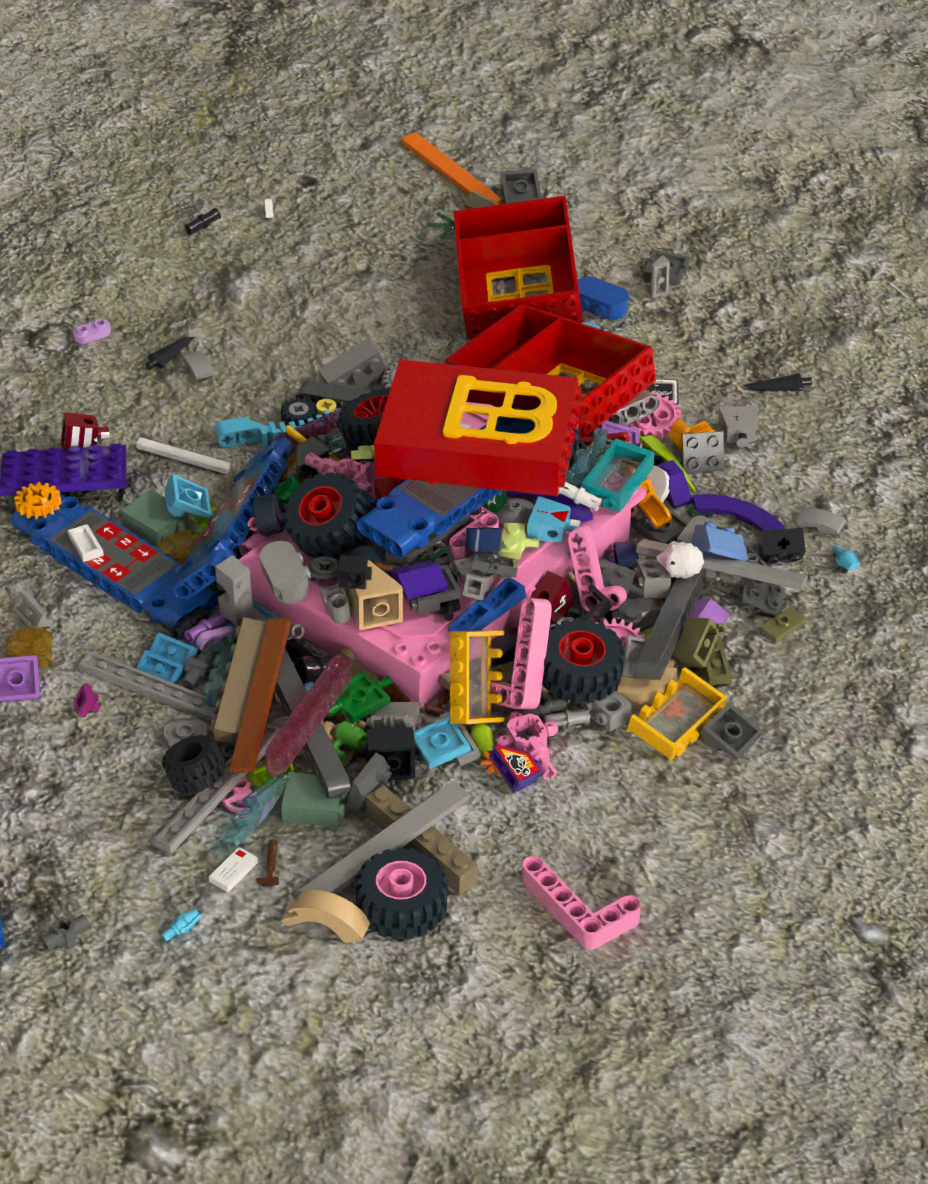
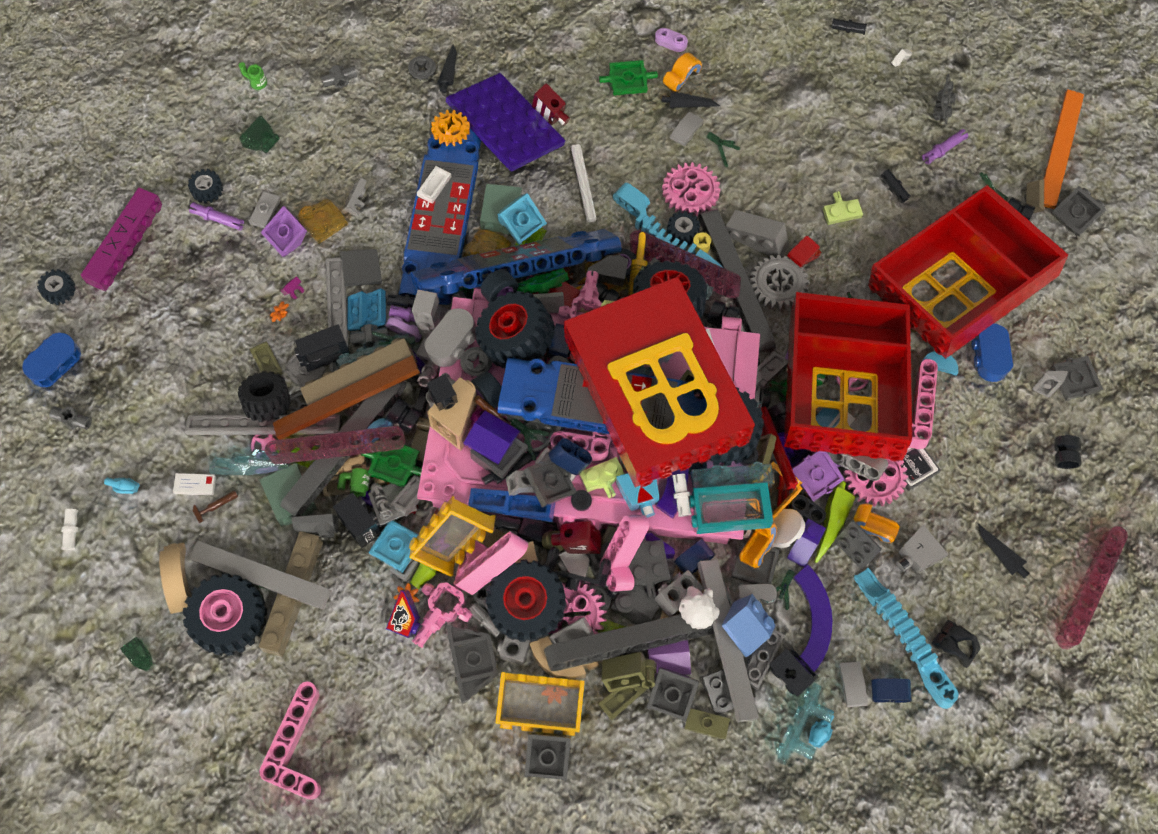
camera: 55 degrees right, 25 degrees up
(103, 374) = (628, 77): none -> green plate
(103, 723) = (279, 312): none -> orange plant
(115, 642) = (360, 267): none -> dark grey tile
(138, 336) = (681, 71): none -> light orange animal
(145, 755) = (265, 358): none -> olive plate
(186, 693) = (321, 348): none -> black window
(193, 986) = (69, 529): none -> white pin
(237, 350) = (720, 142): none -> clear green plant
(249, 390) = (691, 189): none -> bright pink gear
(340, 204) = (944, 101): none -> dark grey hinge
(380, 316) = (842, 210): none -> yellowish green plate
(382, 232) = (940, 149): none -> medium lavender pin
(385, 978) = (138, 654): none -> clear green piece
(389, 273) = (895, 186): none -> black pin
(402, 347) = (804, 252): none -> red slope
(403, 699) = (407, 498): none -> light grey tile
(526, 566) = (581, 500): none -> black tile
(596, 745) = (472, 660): none -> dark grey wing
(727, 302) = (1067, 452): none -> black wheel
(742, 626) = (672, 693): none -> dark grey slope
(827, 447) = (949, 639): none -> black piece
(834, 572) = (794, 731): none -> clear light blue plate
(844, 500) = (891, 690): none -> dark blue beam
(852, 350) = (1088, 595): none -> clear pink beam
(855, 469) = (910, 635): none -> medium azure piece

